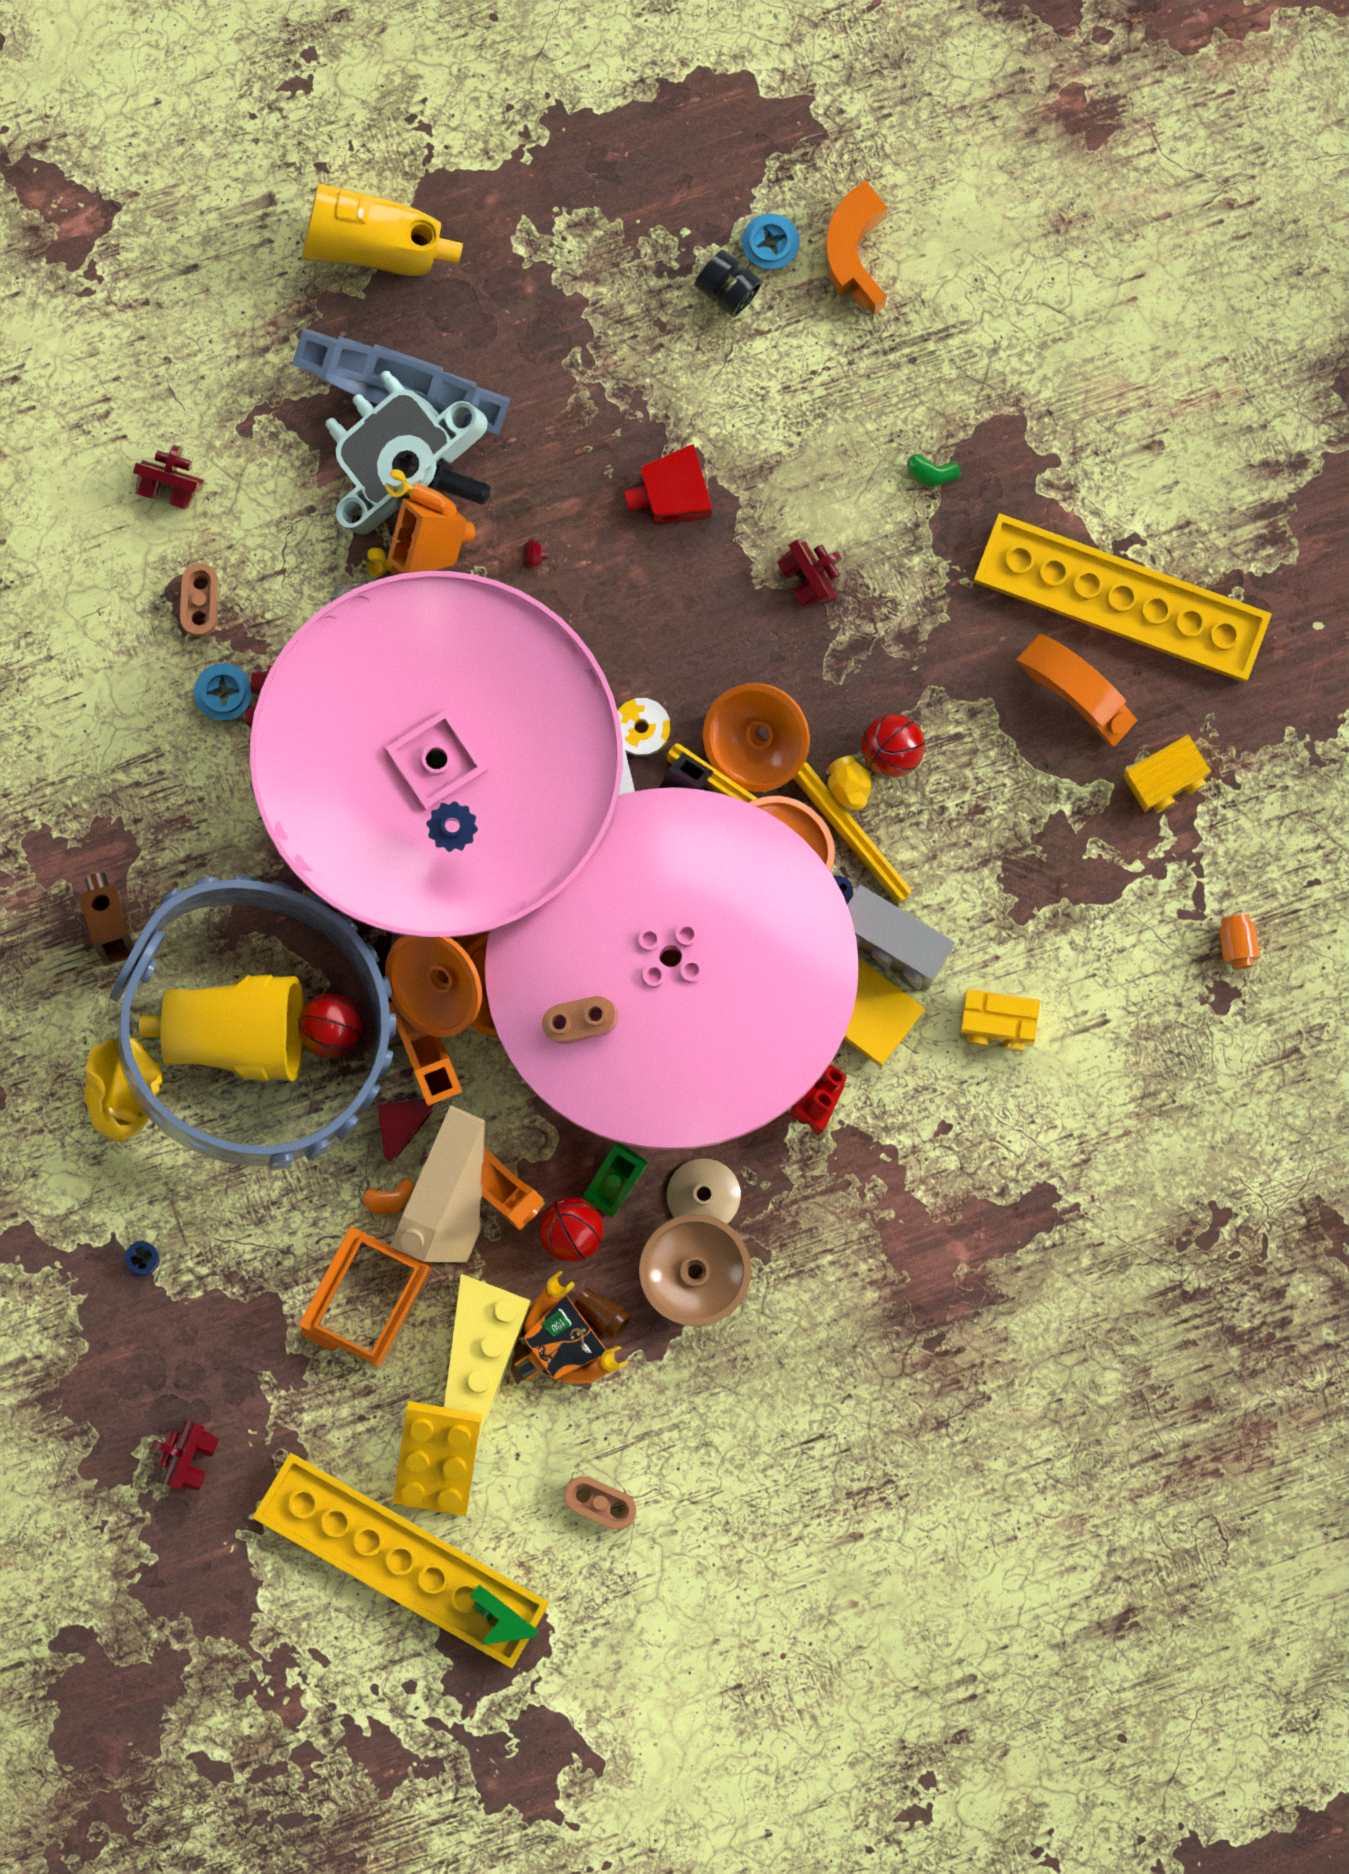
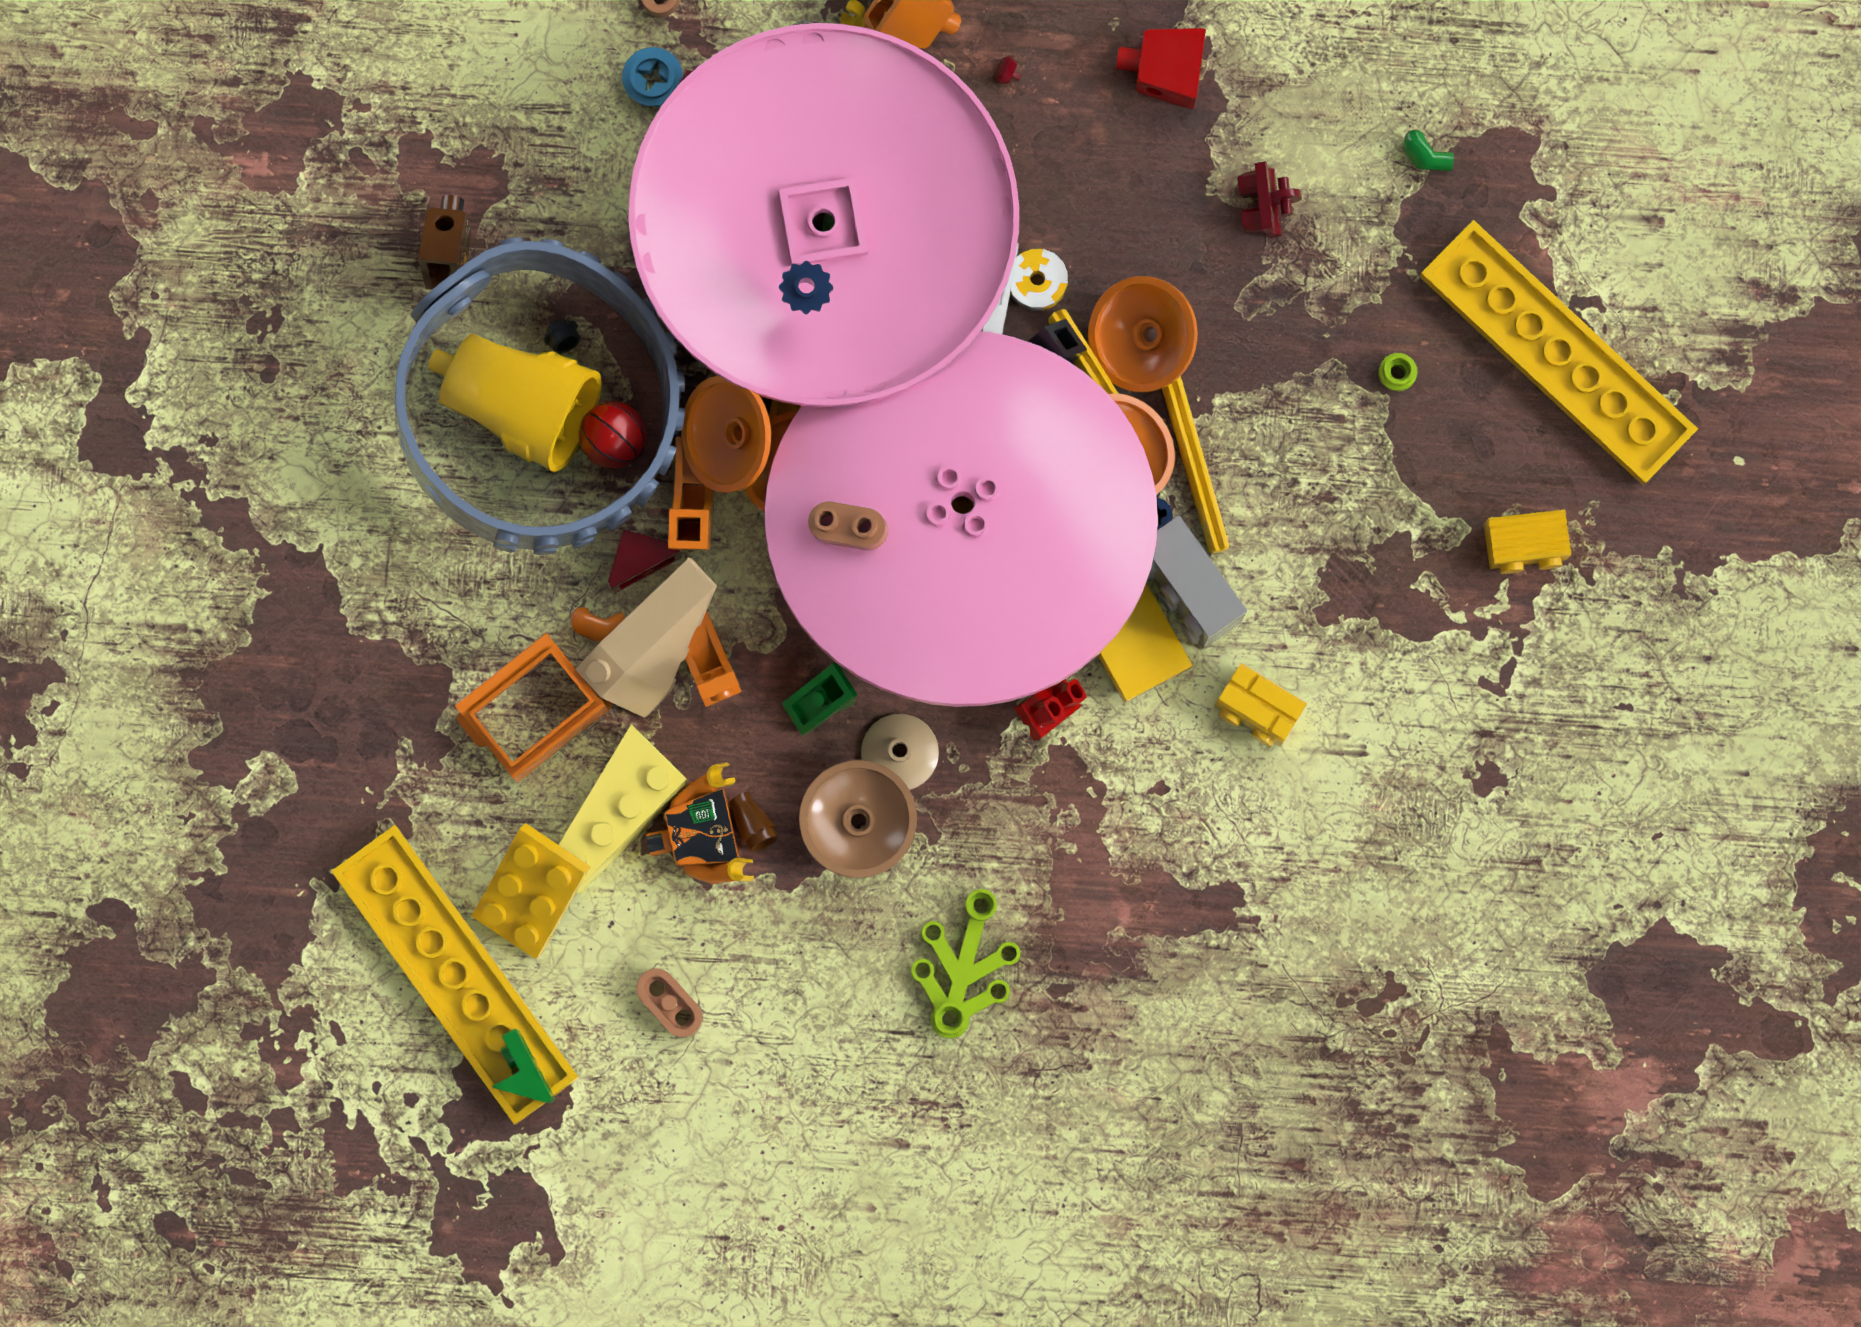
camera: 25 degrees right, 0 degrees up
(108, 1094) = (371, 408): yellow piece -> none
(132, 1253) = (330, 570): dark blue bush -> none
(179, 1471) = (282, 797): dark red hips -> none
(245, 956) = (562, 336): none -> black plate
(571, 1229) = (756, 728): red piece -> none
(843, 1362) = (962, 971): none -> lime plant
(849, 782) = (1214, 416): yellow rock -> none
(893, 745) = (1272, 398): red piece -> none
(998, 666) = (1406, 364): none -> lime plate
(1080, 685) = (1480, 418): orange arch -> none
(1239, 941) = (1527, 731): orange brick -> none

